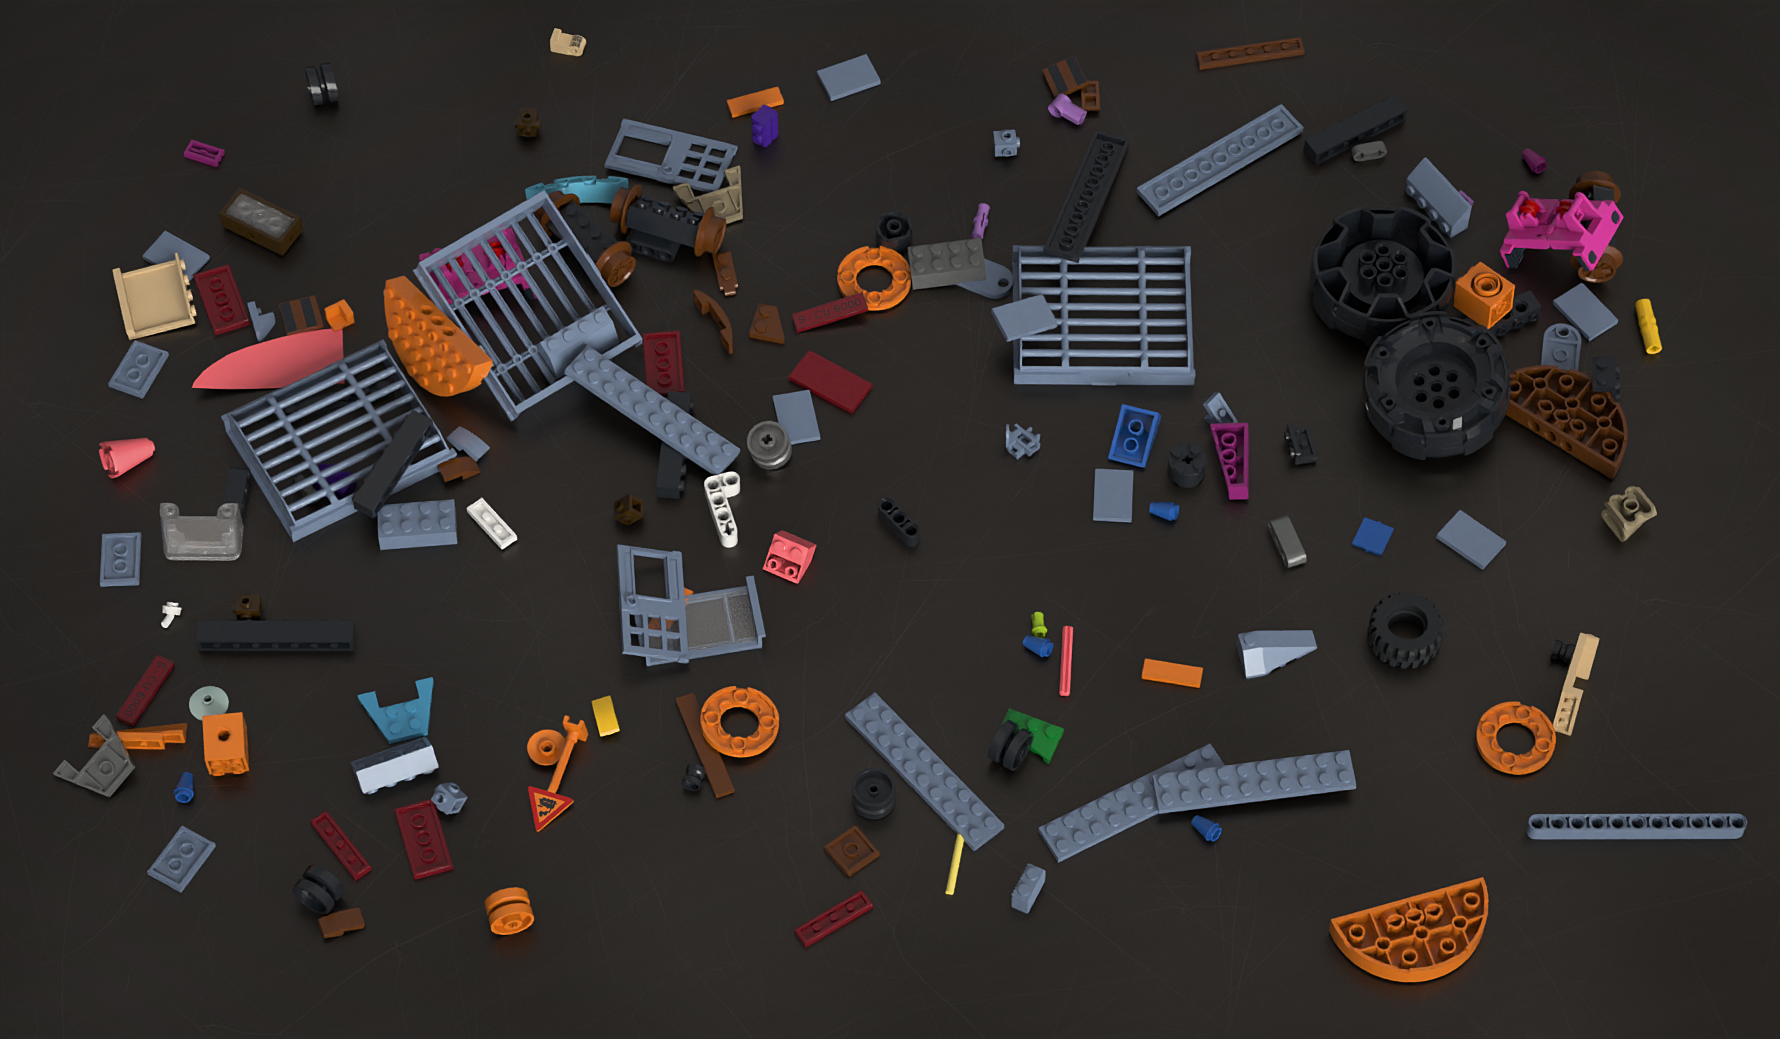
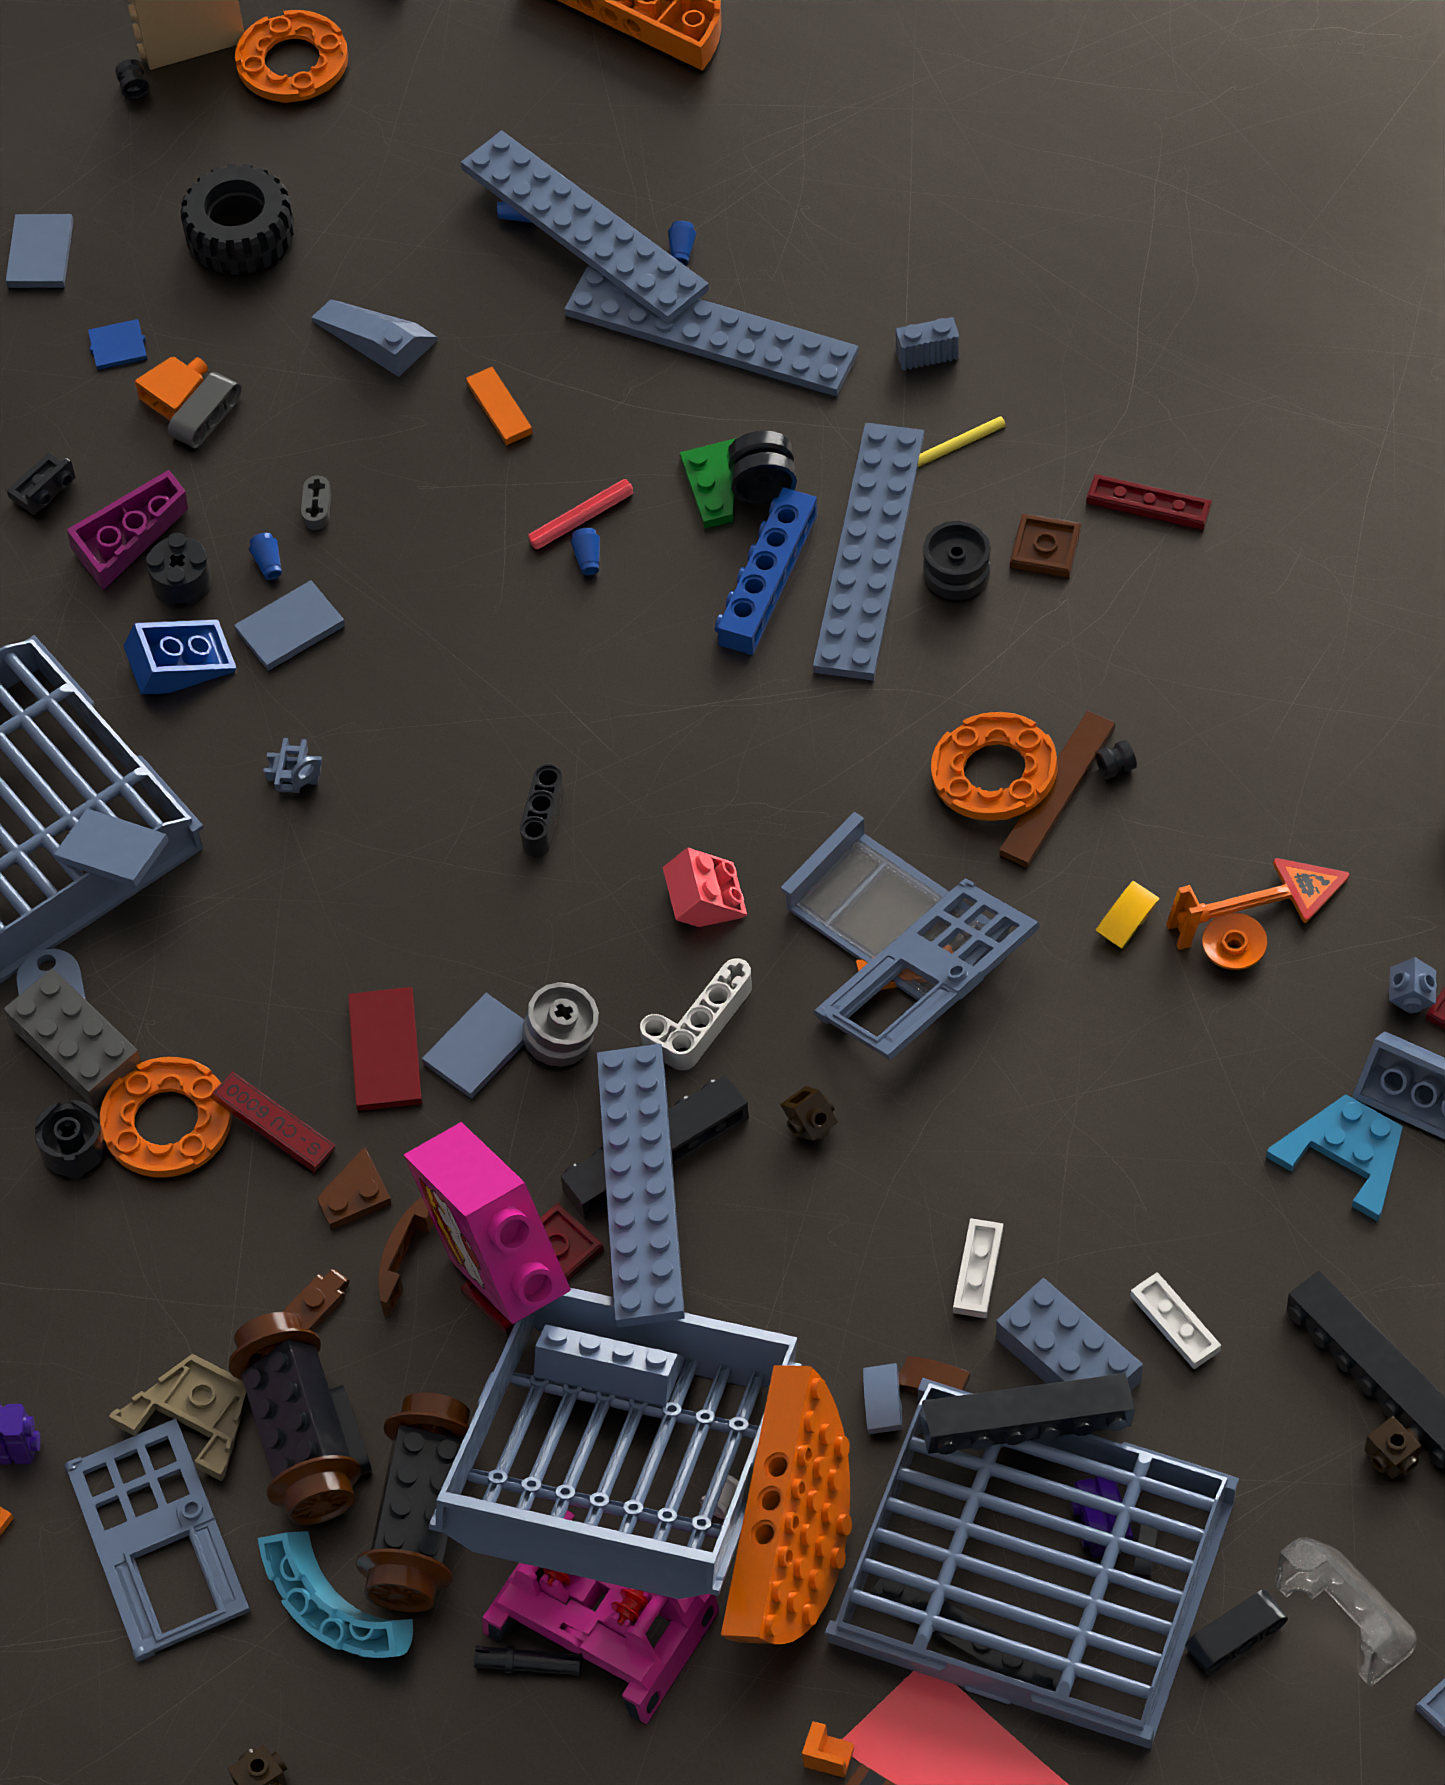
camera: 125 degrees left, 0 degrees up
(391, 578) = (1175, 1320): none -> white plate
(675, 321) = (487, 1222): none -> dark pink brick
(971, 752) = (766, 571): none -> blue brick
(1038, 625) = (557, 570): lime pin -> none
(1181, 553) = (322, 502): none -> dark grey beam
(1218, 410) = (67, 594): sand blue slope -> none
(1314, 535) = (170, 385): none -> orange torso

